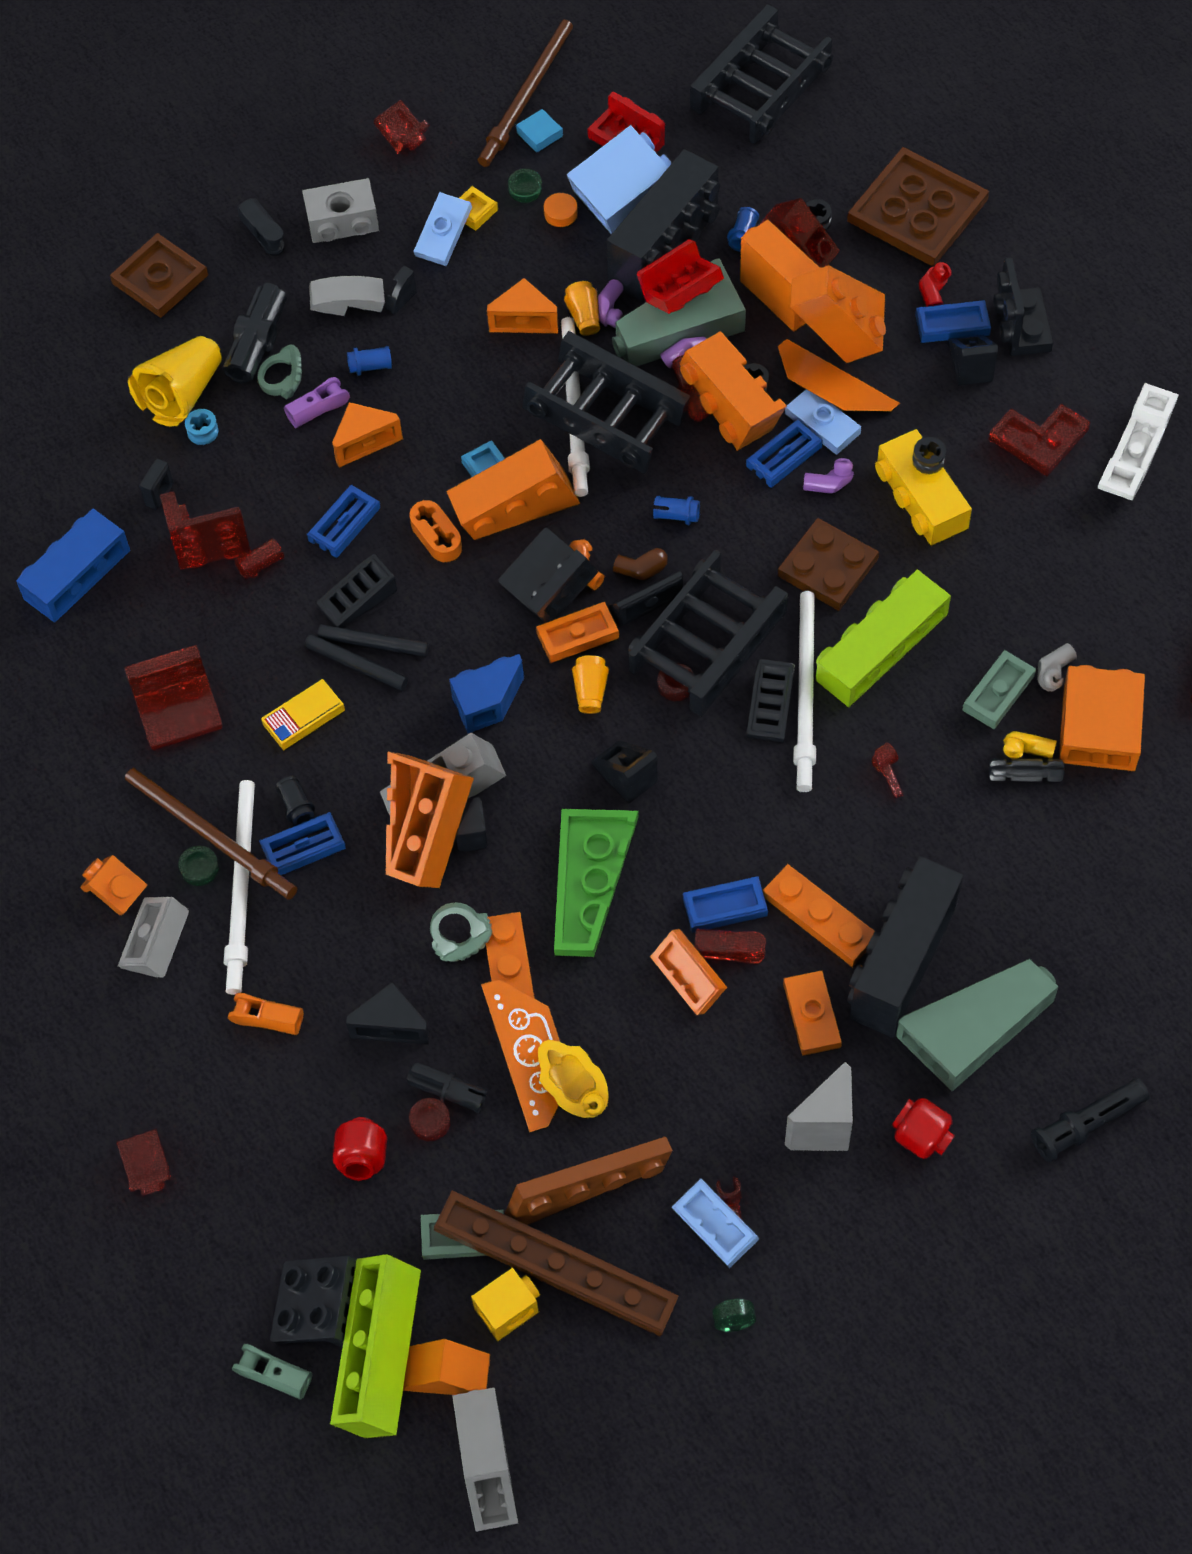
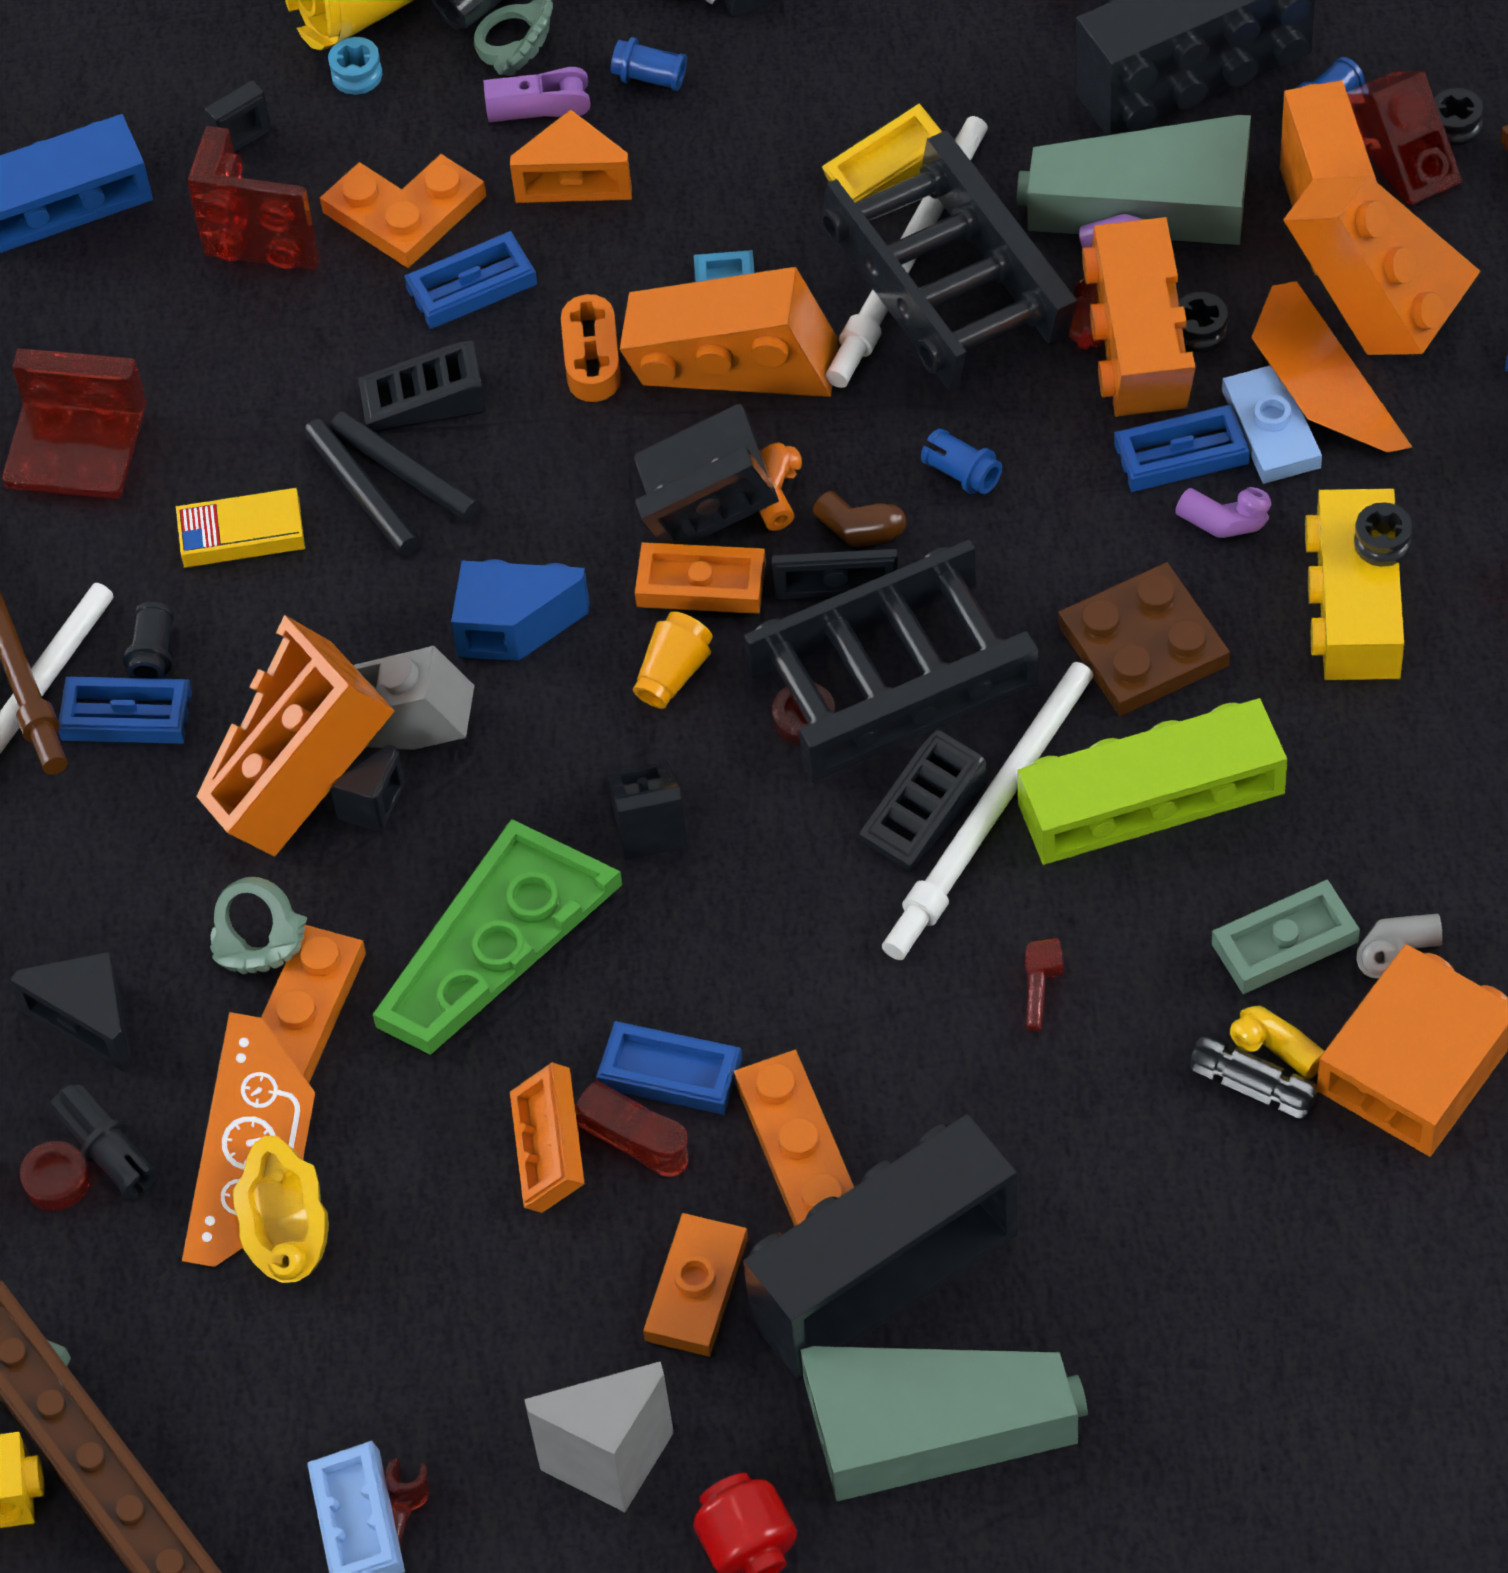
camera: 30 degrees right, 5 degrees down
(259, 558) = (315, 282): clear red pin -> none
(285, 502) = (407, 219): none -> orange plate
(522, 311) = (910, 74): orange slope -> none
(533, 358) = (885, 156): none -> yellow tile
(578, 1183) = (186, 1361): dark orange wing -> none
(583, 306) = (1009, 111): light orange cone -> none
(606, 301) = (1051, 114): medium lavender arm -> none
(678, 277) = (1158, 115): red bracket -> none

